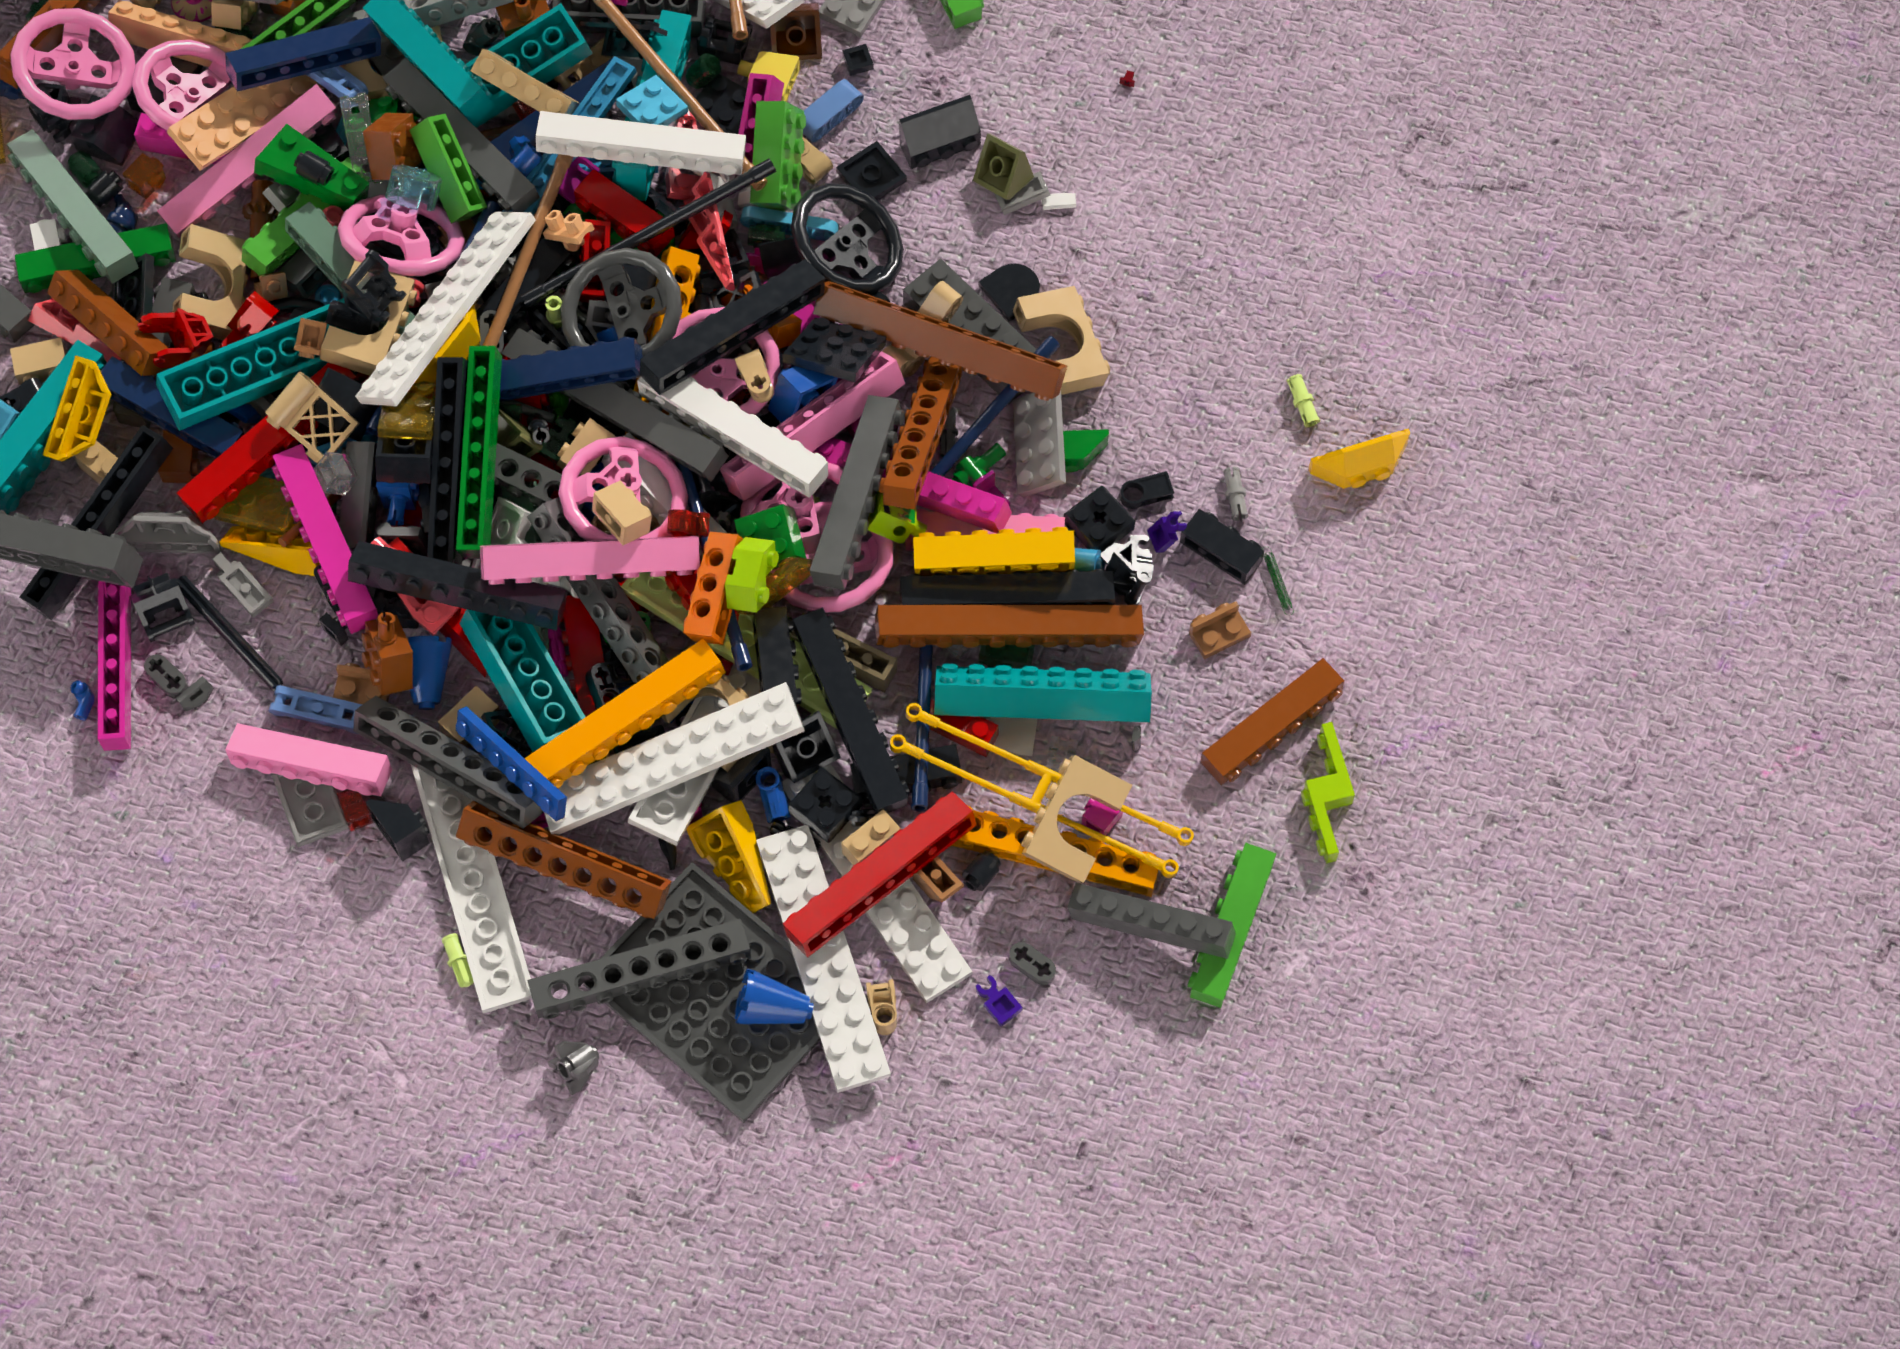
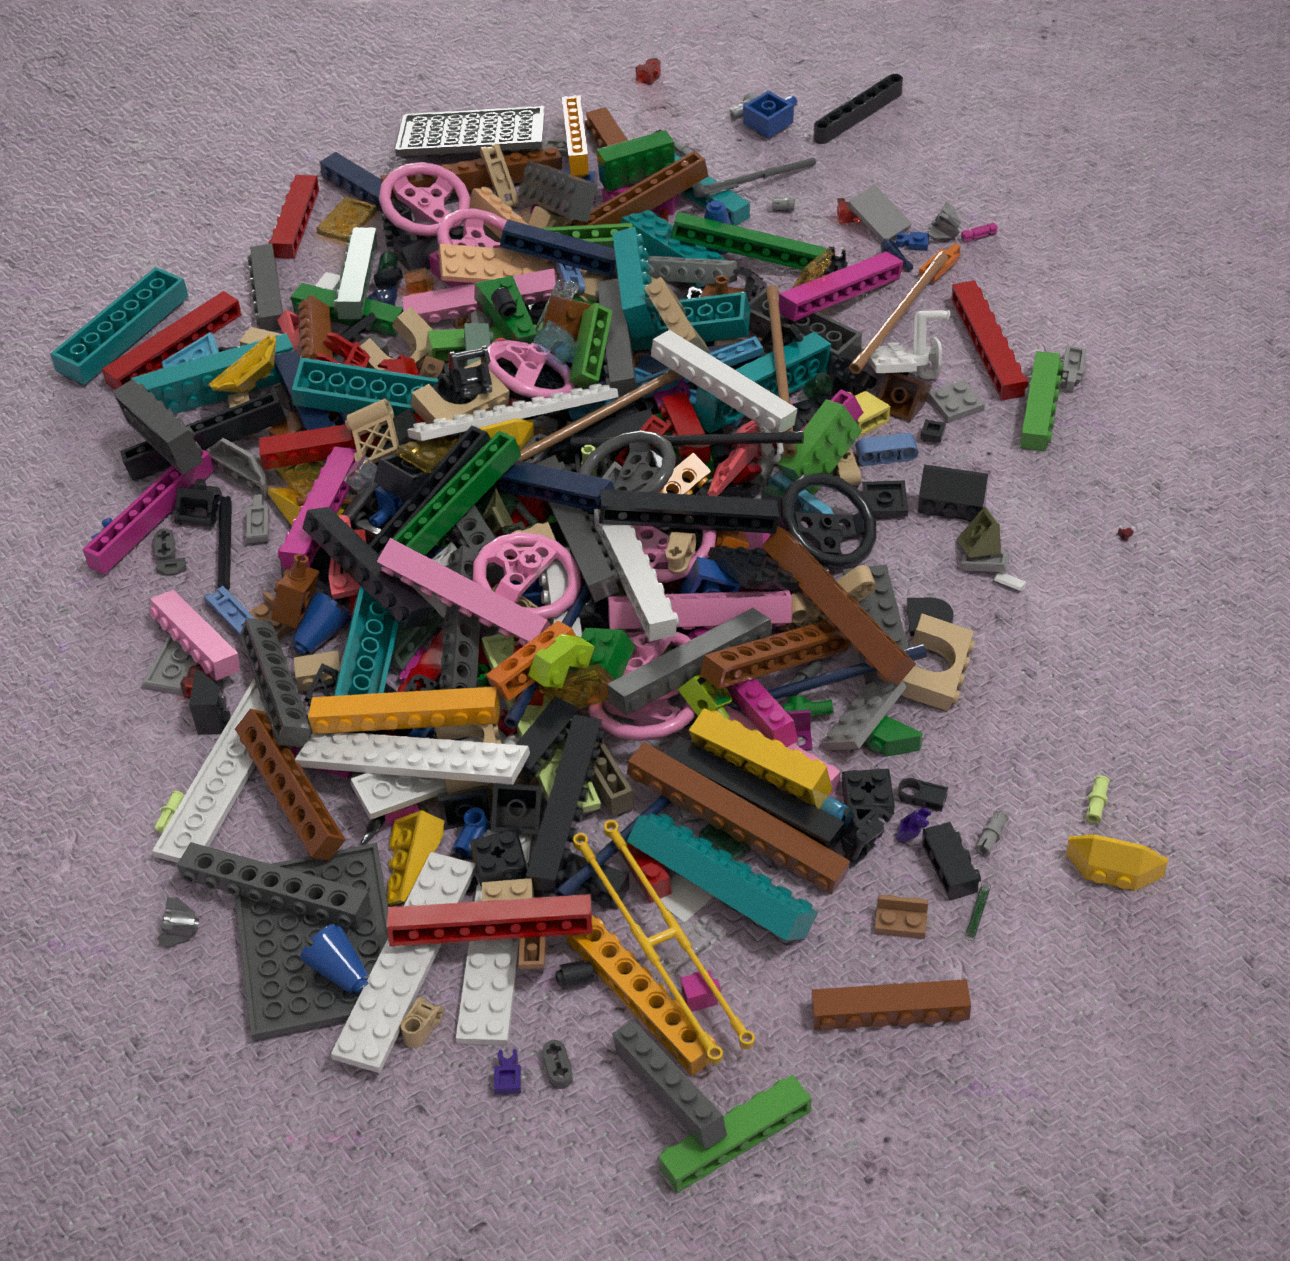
camera: 40 degrees right, 20 degrees down
(310, 338) = (412, 384): medium nougat bracket -> none
(511, 764) = (303, 697): blue plate -> none
(524, 155) = (646, 366): blue piece -> none
(535, 423) = (513, 512): black pin -> none
(567, 230) = (634, 412): light nougat hips -> none
(621, 512) = (505, 572): tan brick -> none
(652, 103) = (756, 368): medium azure plate -> none
(688, 523) = (550, 610): clear red leg -> none
(1045, 842) = (684, 938): tan arch -> none
(1136, 738) = (771, 949): dark grey piece -> none
(1328, 792) = (893, 1083): lime bracket -> none

